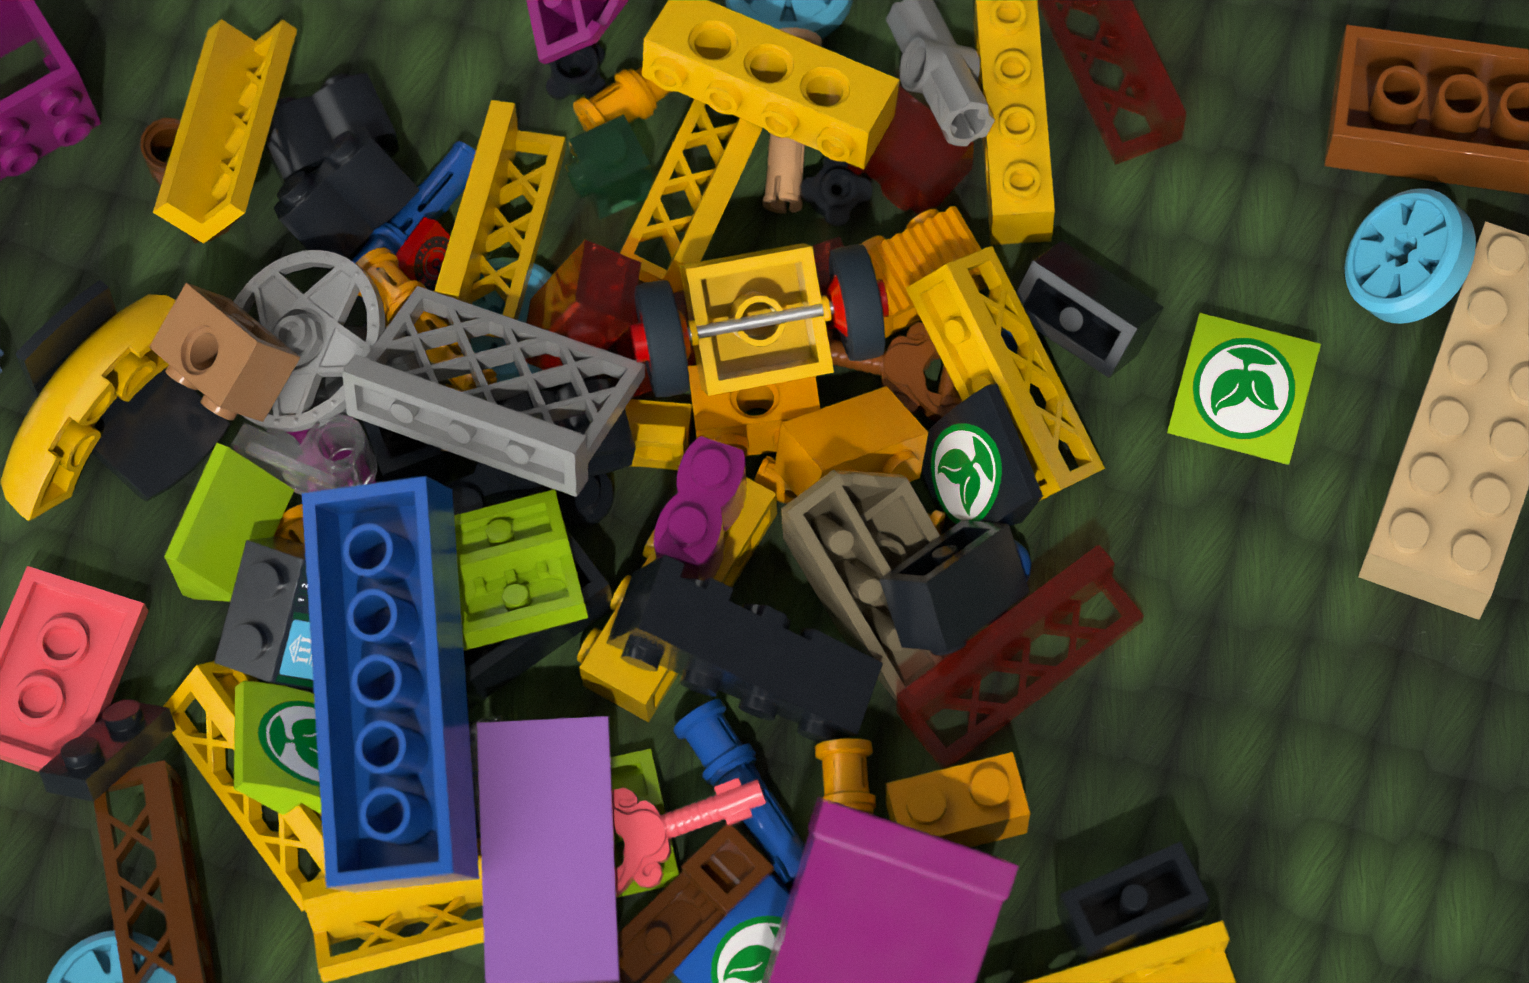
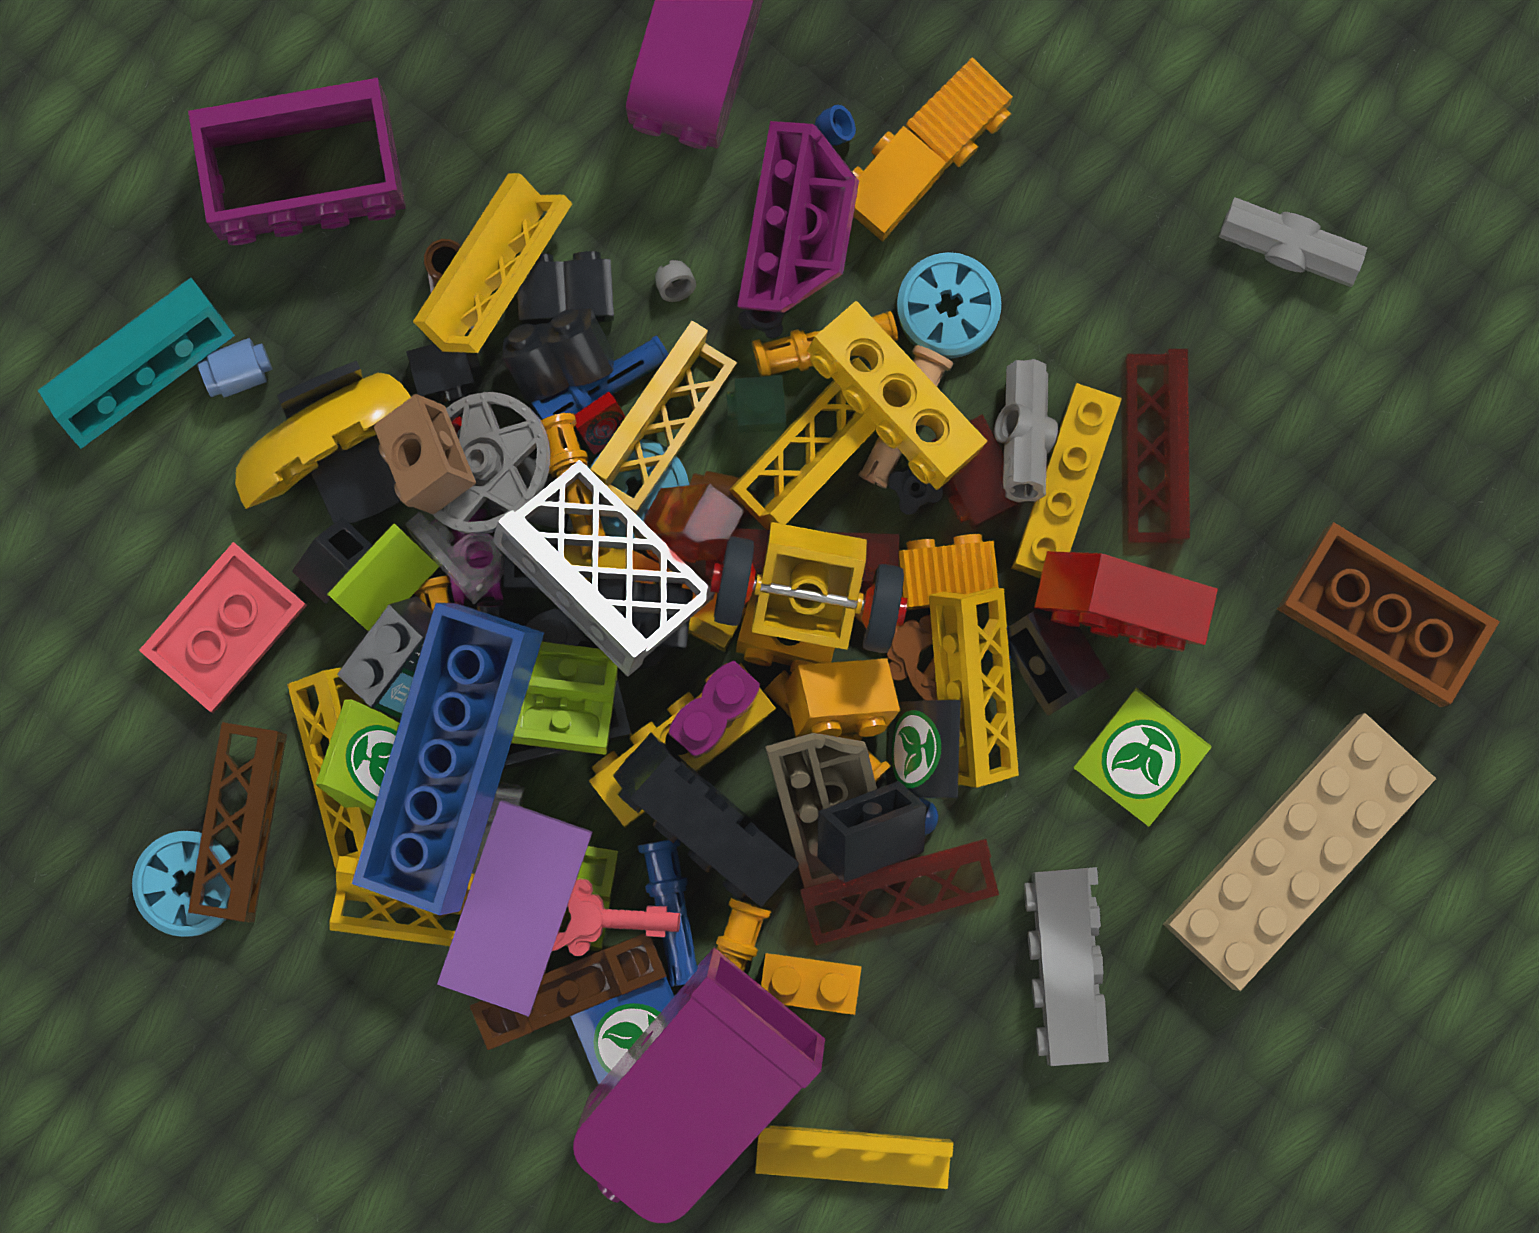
camera: 15 degrees right, 15 degrees up
(107, 749) = (241, 705): black plate -> none
(146, 534) = (331, 558): none -> black brick
(218, 265) = (443, 374): none -> black brick
(462, 65) = (680, 289): none -> light grey hinge
(1133, 905) = (899, 1103): black brick -> none
(1142, 195) = (1125, 600): none -> red brick
(1266, 658) = (1068, 966): none -> light grey wedge
(1433, 270) = (1311, 733): medium azure wheel -> none

